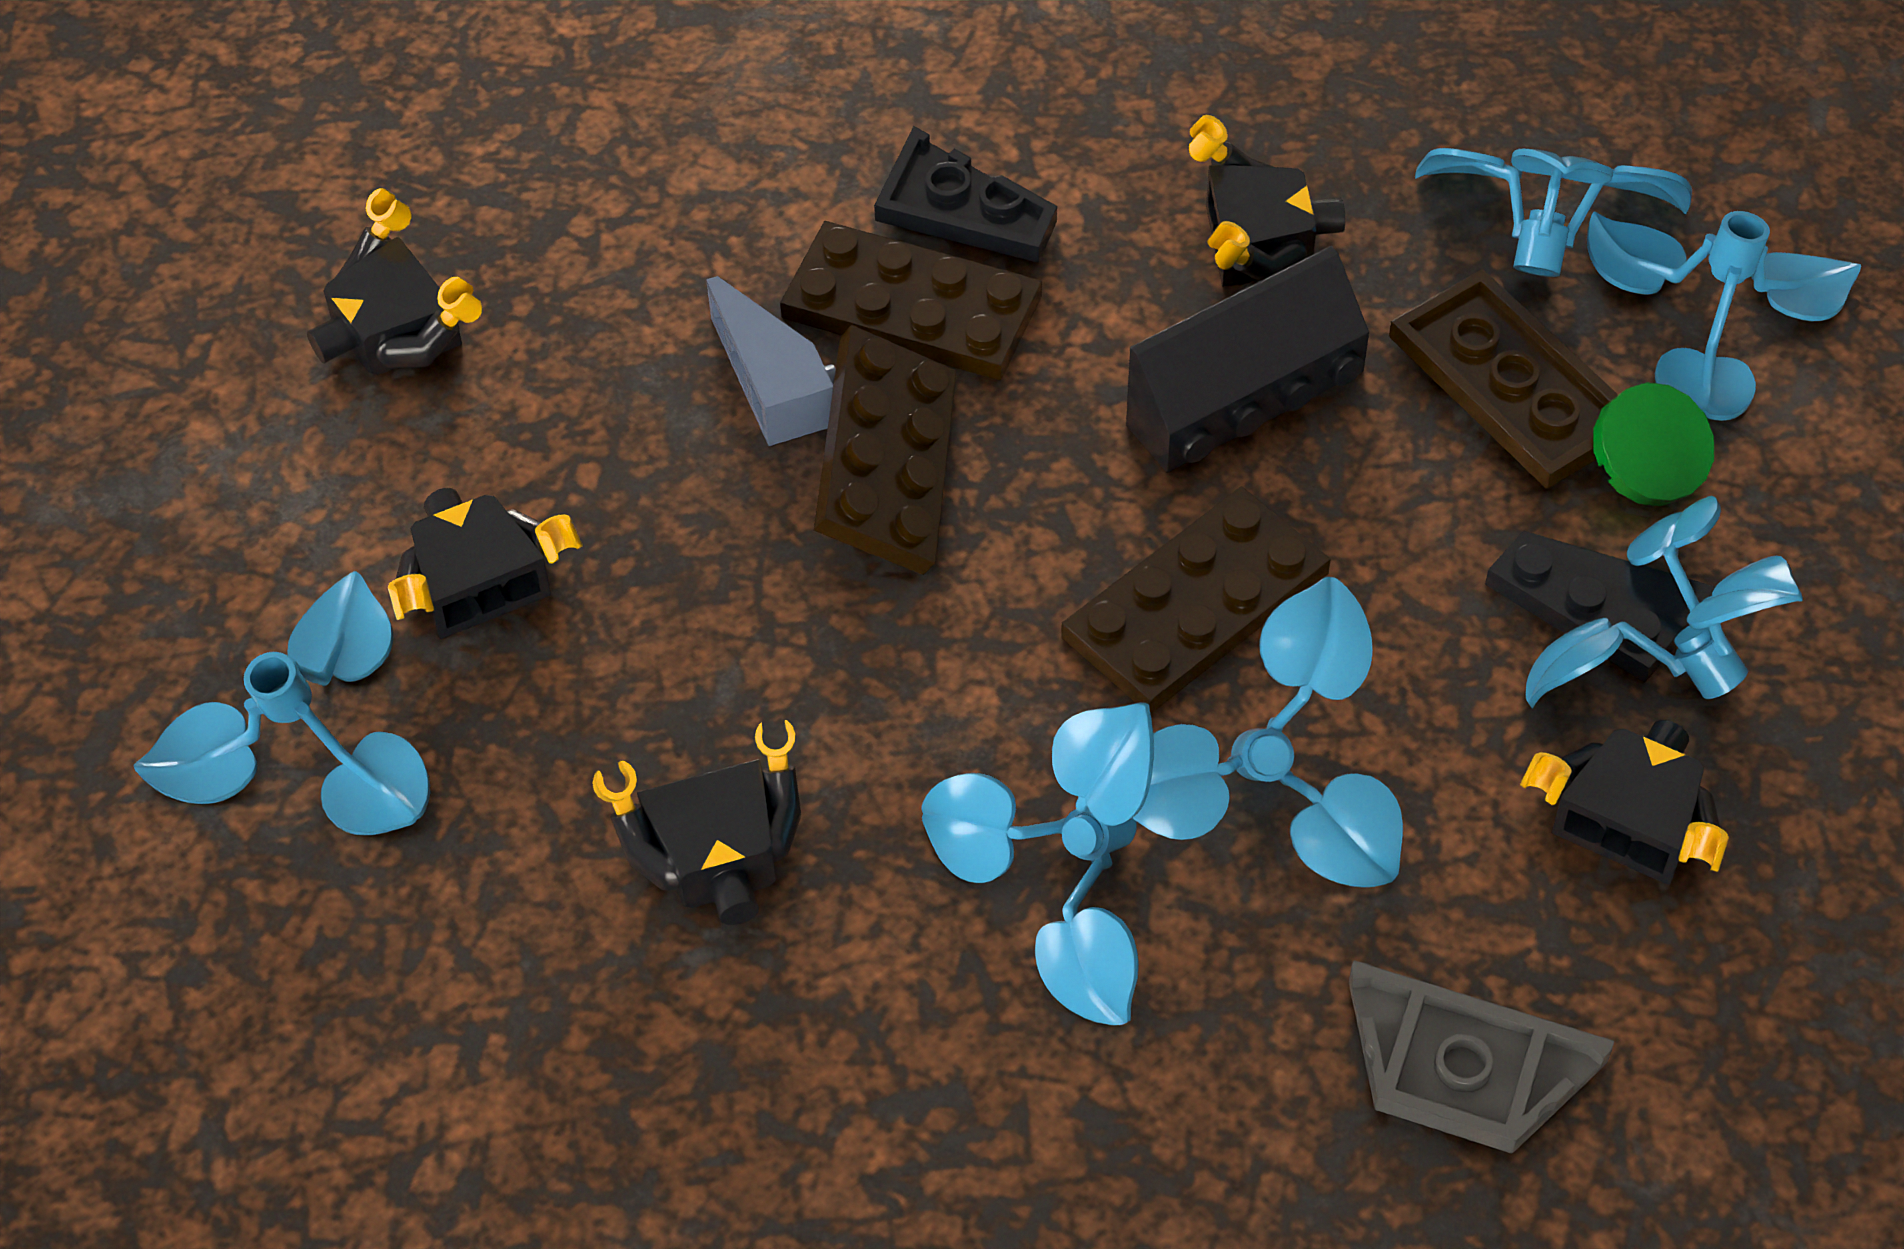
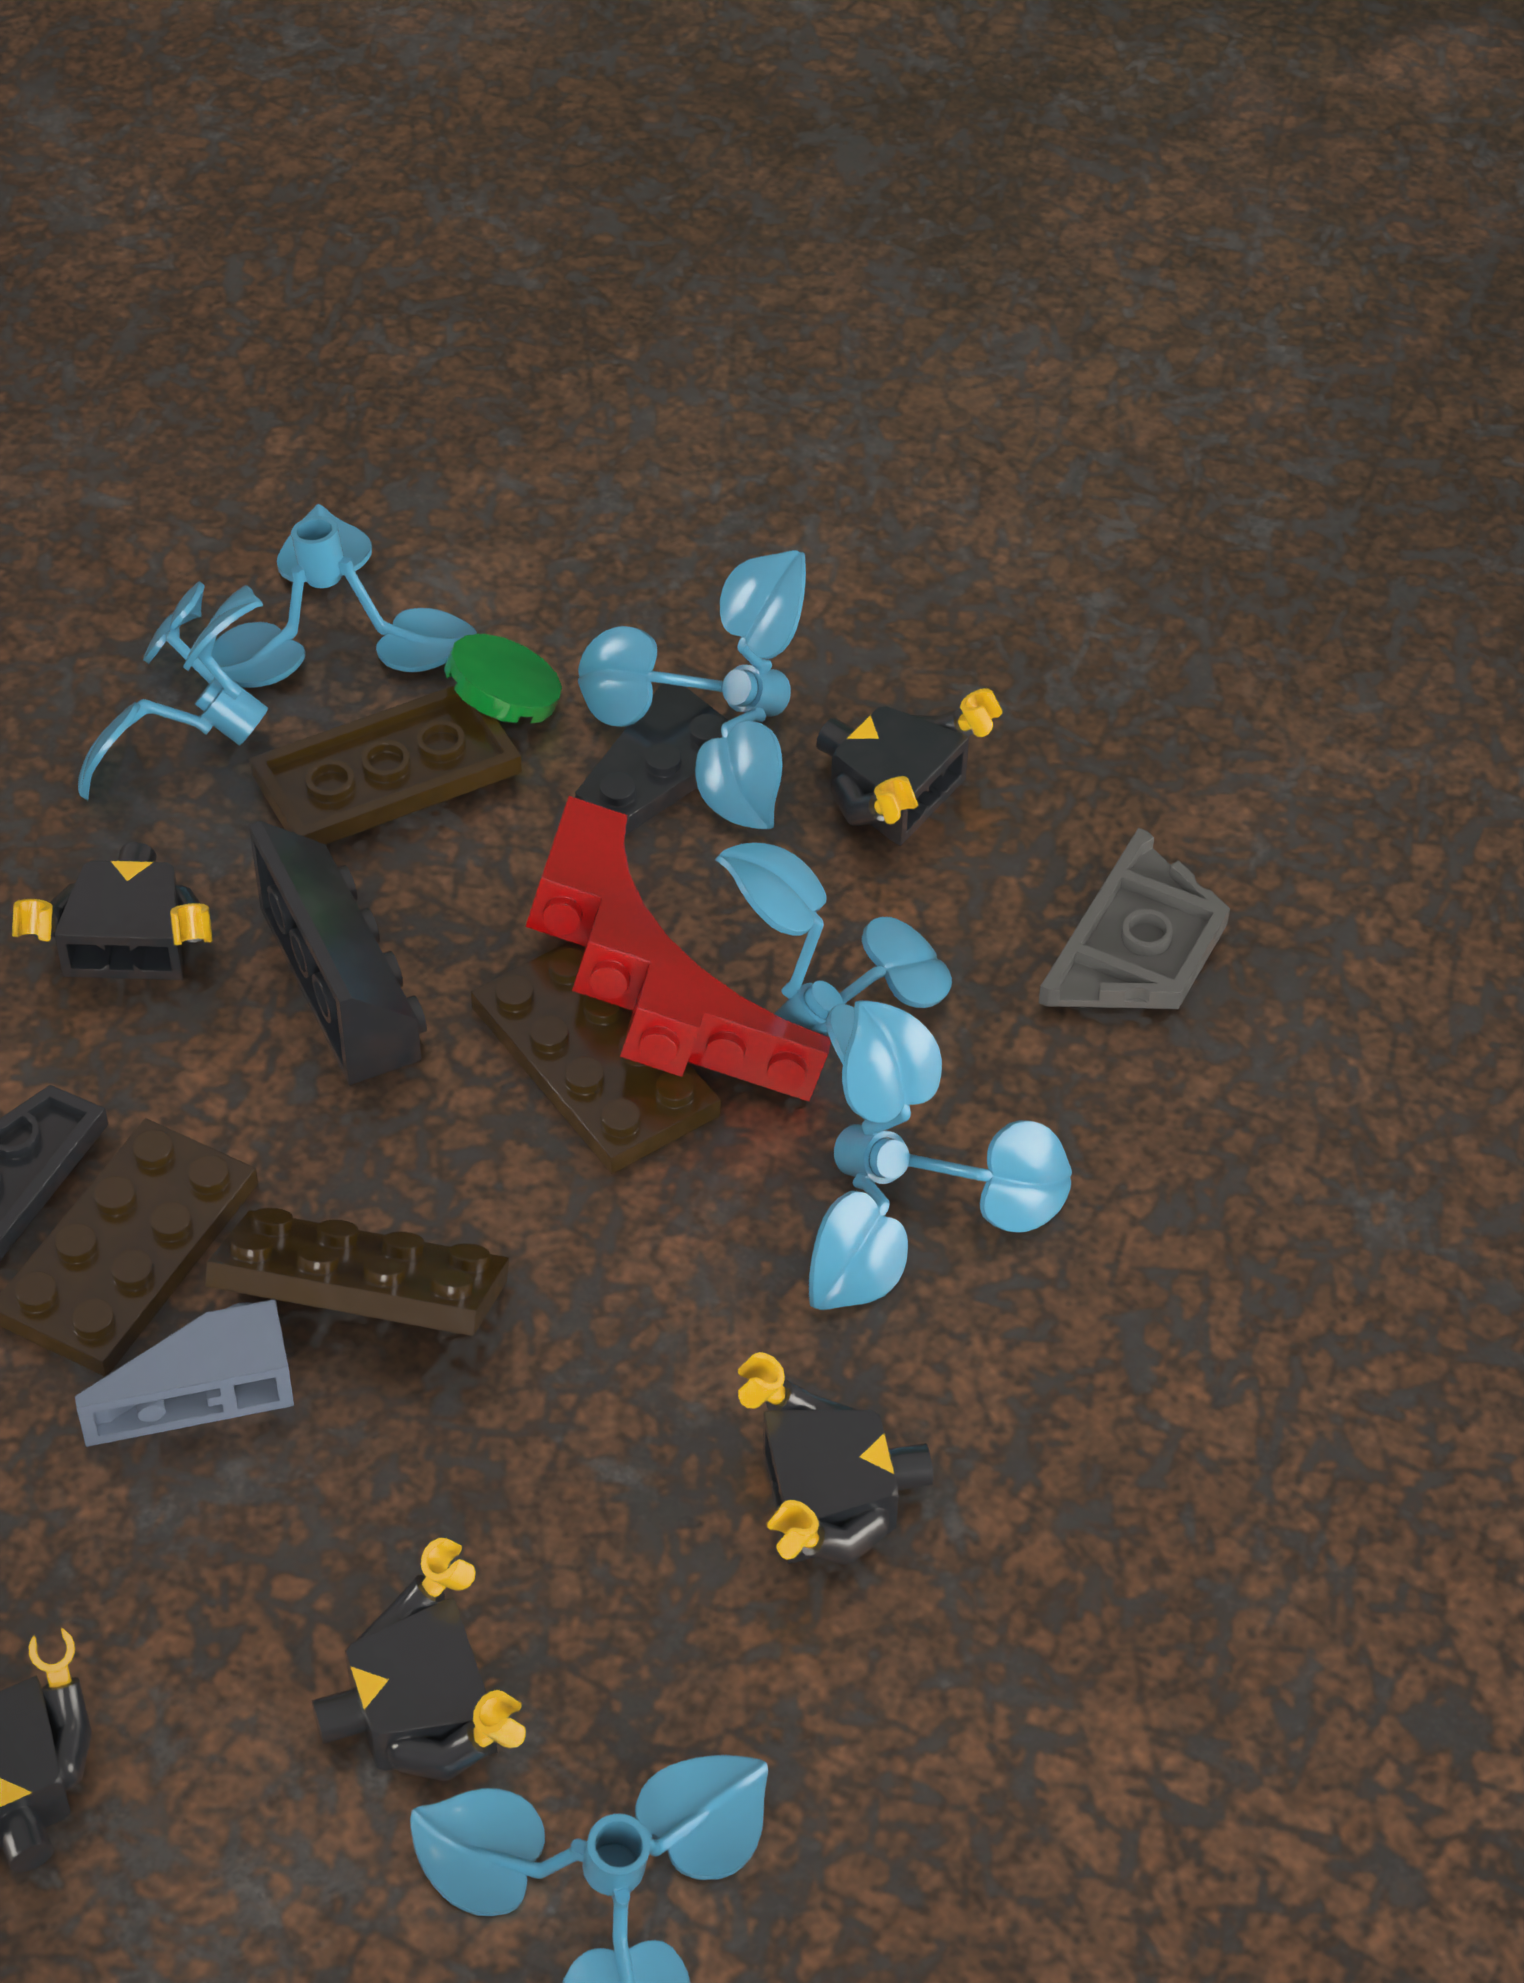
camera: 85 degrees left, 5 degrees down
(1350, 534) = (632, 963): none -> red arch

